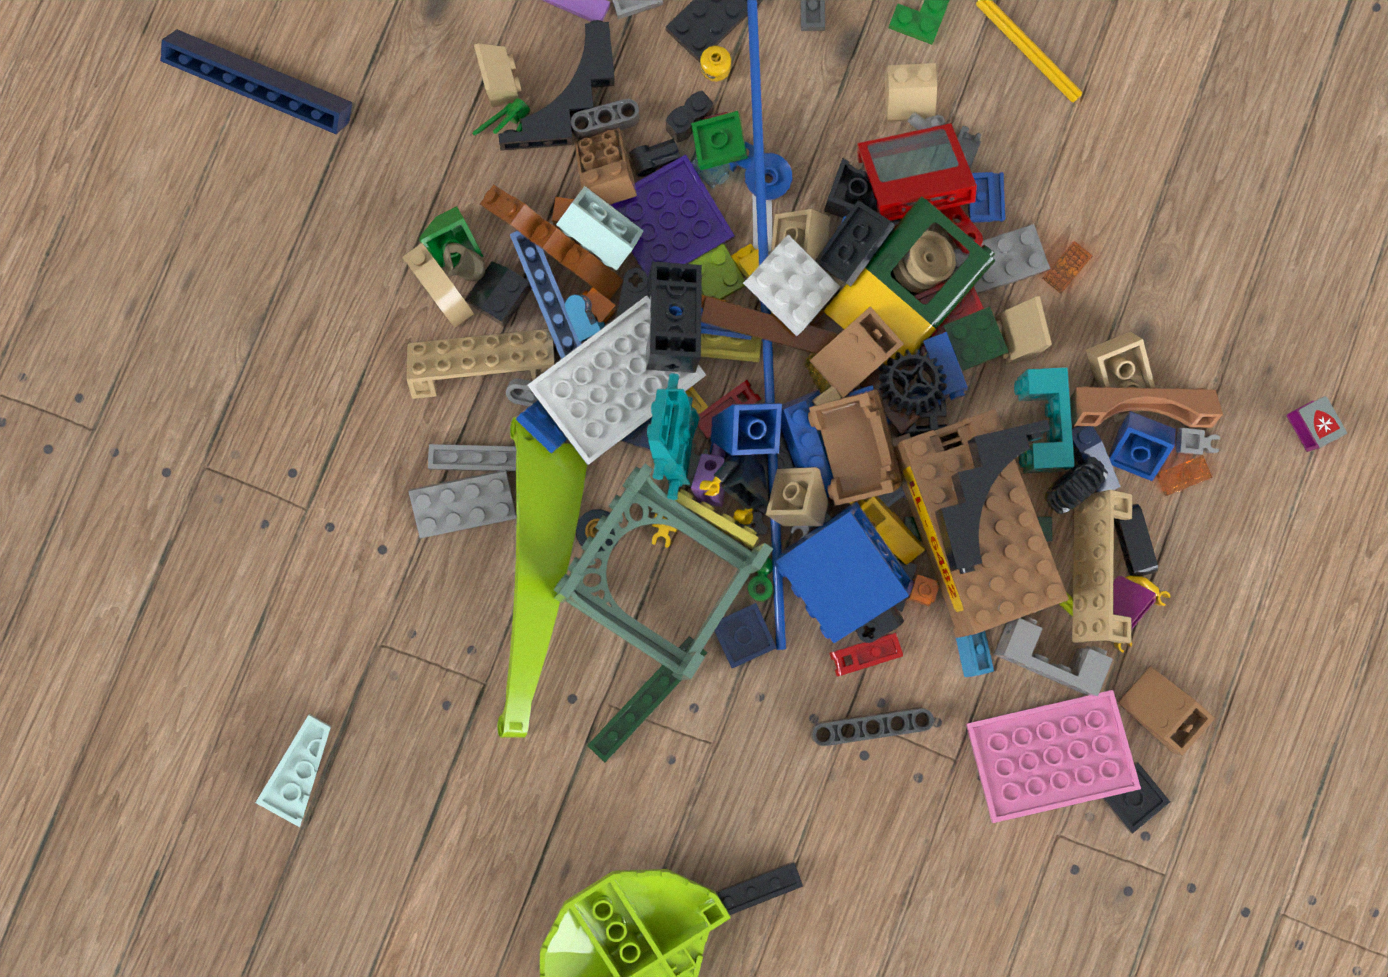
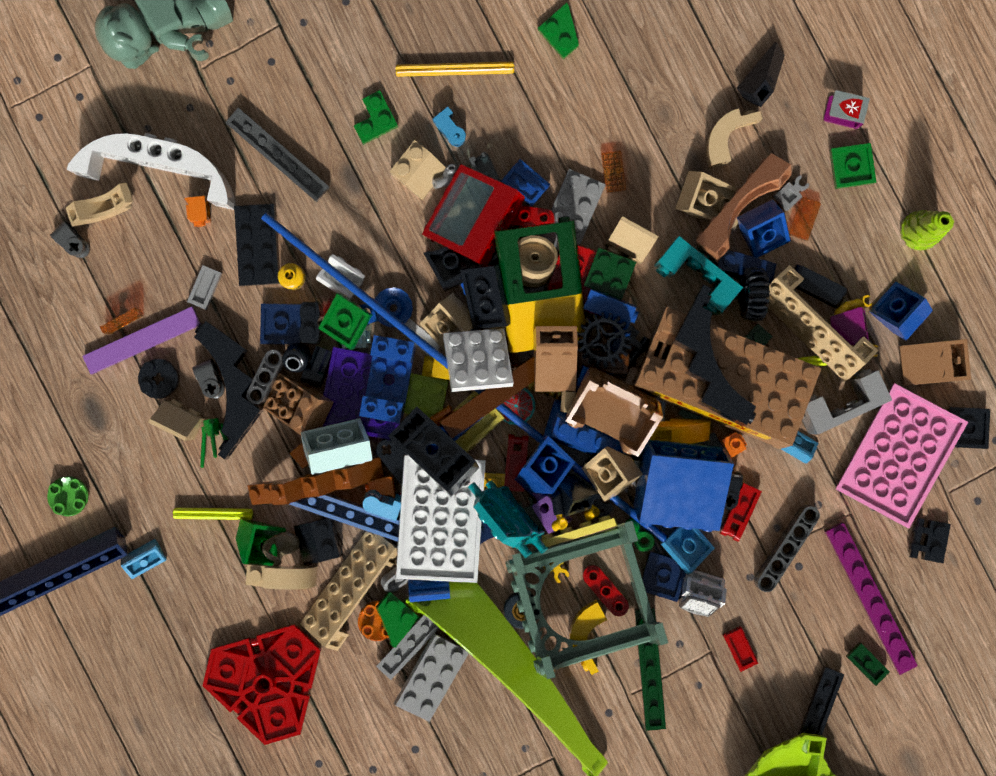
camera: 45 degrees left, 5 degrees up
(342, 39) = (67, 496): none -> bright green dish
(343, 154) = (143, 559): none -> dark azure slope
(361, 357) = (285, 660): none -> red plate
(439, 179) = (213, 513): none -> neon yellow axle
(471, 409) = (371, 623): none -> orange dish
(489, 423) = (396, 618): none -> green wing
(519, 15) = (165, 387): none -> black plate
(559, 69) = (208, 376): none -> dark grey piece
(632, 599) = (581, 626): none -> yellow arch
(647, 129) = (296, 357): none -> black head
(663, 91) = (280, 324): none -> dark blue plate
(683, 582) = (601, 582): none -> red plate
(723, 211) = (393, 358): none -> blue plate
(740, 768) = (740, 648): none -> red tile
(743, 104) = (351, 273): none -> white bracket
(759, 684) = (702, 593): none -> white piece
(786, 365) = (521, 404): none -> red tile
(791, 632) = (687, 548): none -> dark azure plate
(832, 900) = (868, 664): none -> dark green plate
(895, 850) = (871, 598): none -> magenta plate
(971, 95) = (455, 135): none -> dark azure leg
(1001, 863) = (935, 540): none -> black plate
(1146, 111) = (560, 32): none -> green wing
(1184, 638) = (901, 310): none -> blue slope
(1202, 329) = (717, 142): none -> tan arch
(1271, 476) = (852, 166): none -> green plate
(1274, 324) = (763, 77): none -> black slope
(1278, 590) = (925, 228): none -> lime cone

